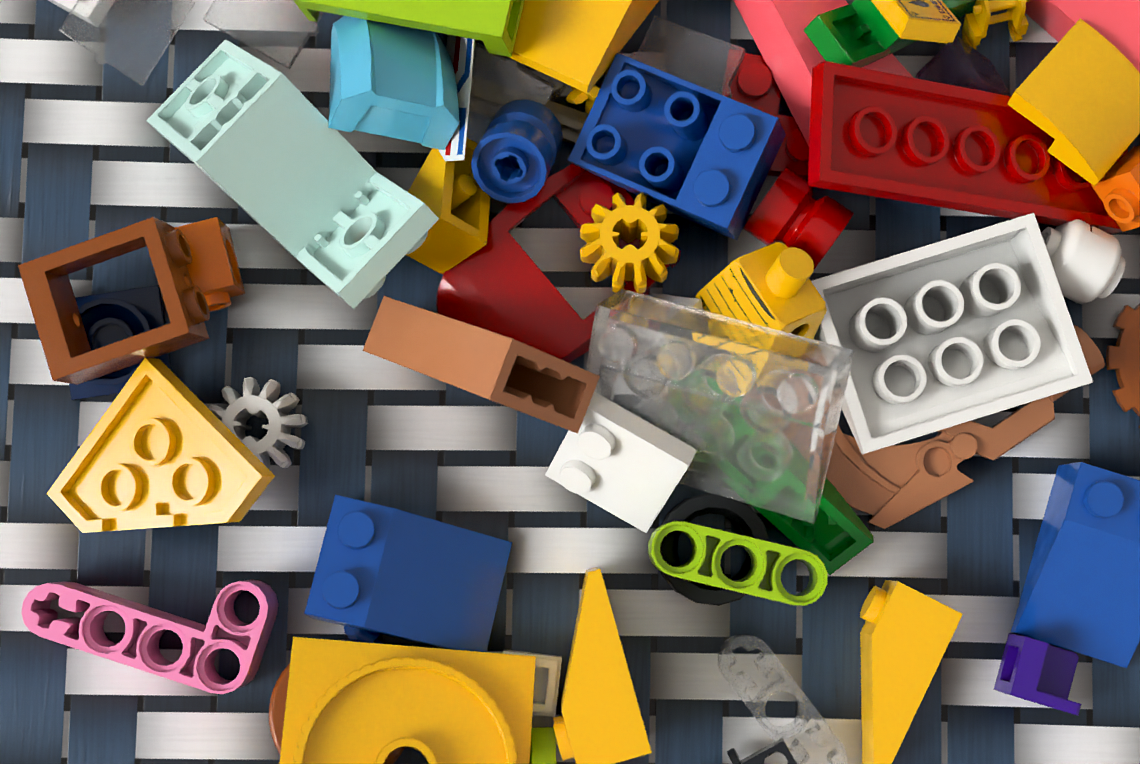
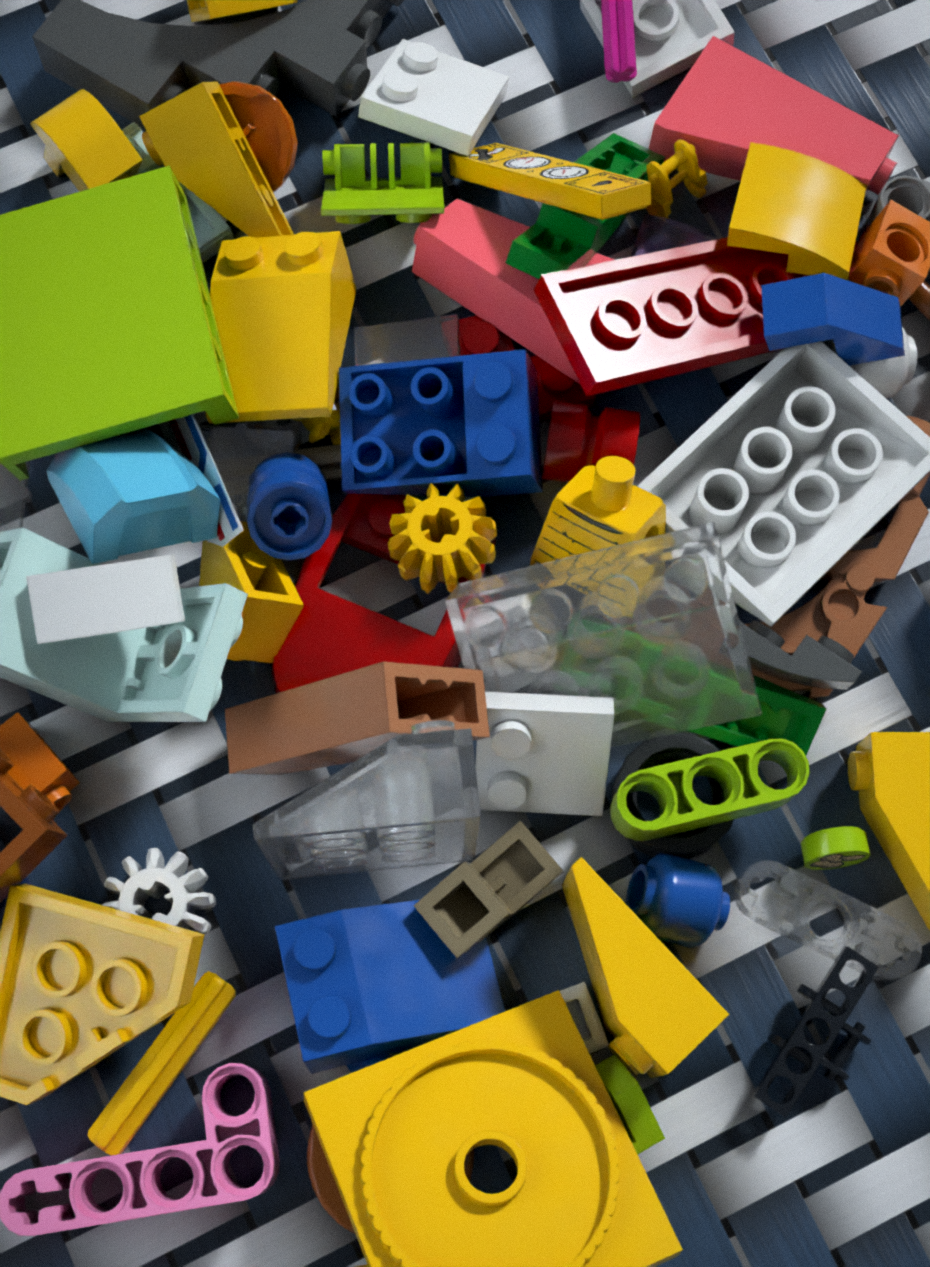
camera: 25 degrees left, 10 degrees down
(201, 552) = (161, 1065): none -> yellow axle
(322, 166) = (105, 599): none -> white slope
(470, 451) = (387, 810): none -> clear slope
(522, 547) = (488, 890): none -> dark tan slope
(668, 633) = (678, 899): none -> blue head
(819, 656) = (835, 848): none -> lime tile
(885, 502) = (812, 664): none -> dark grey slope
(1056, 204) = (825, 307): none -> blue slope

